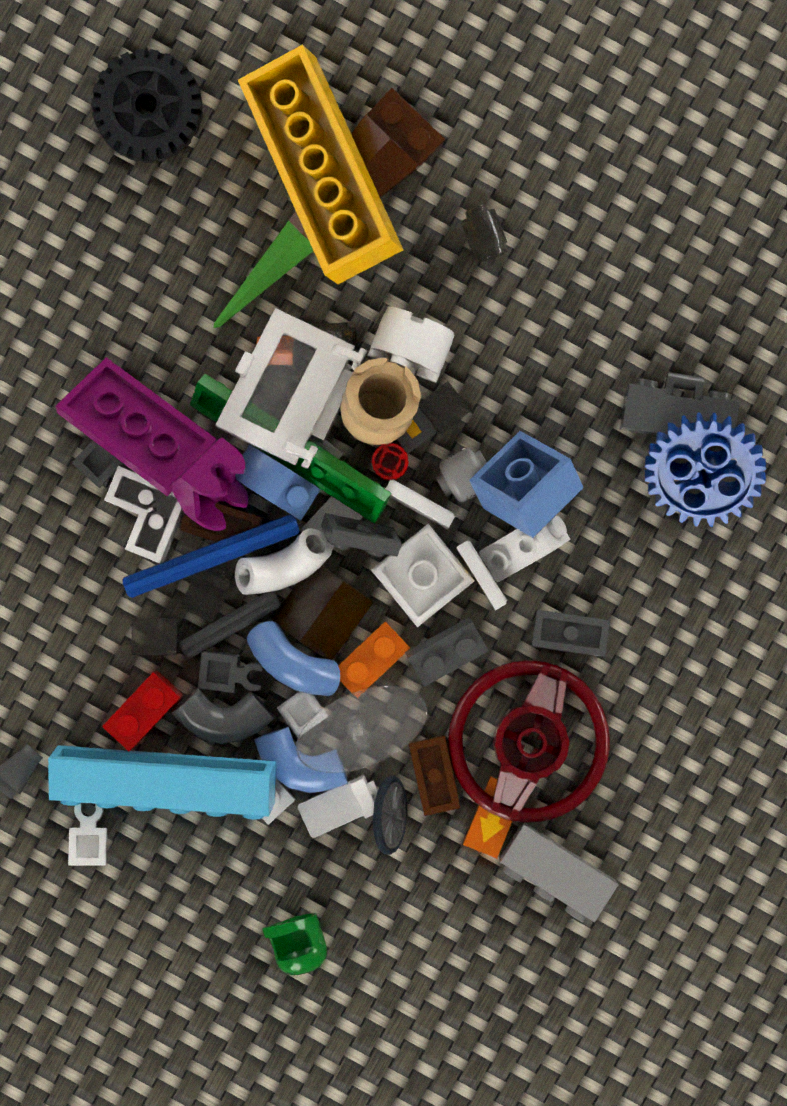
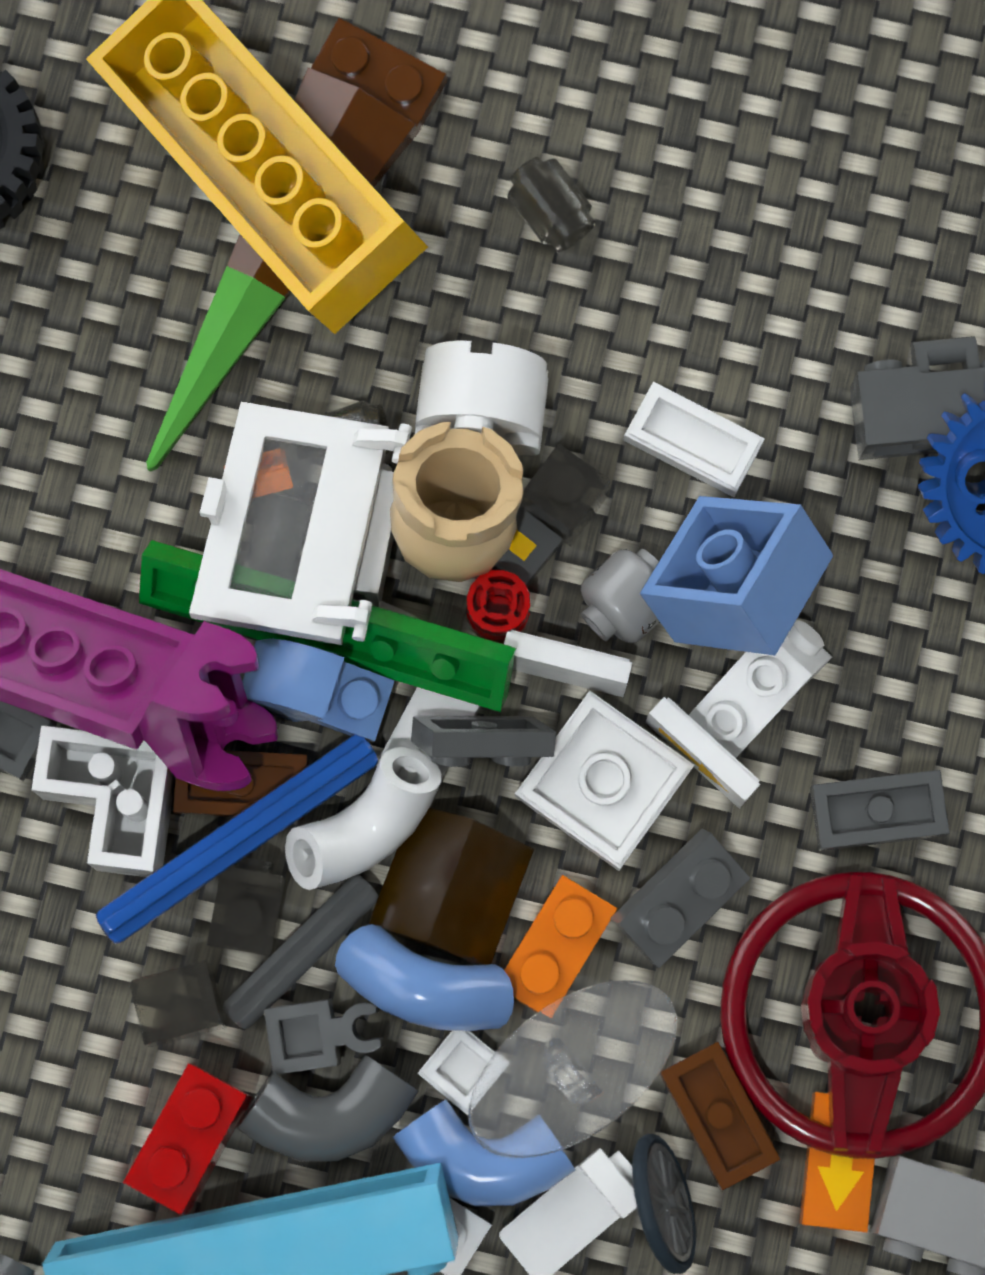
camera: 15 degrees left, 10 degrees down
(528, 393) = (693, 439): none -> white tile

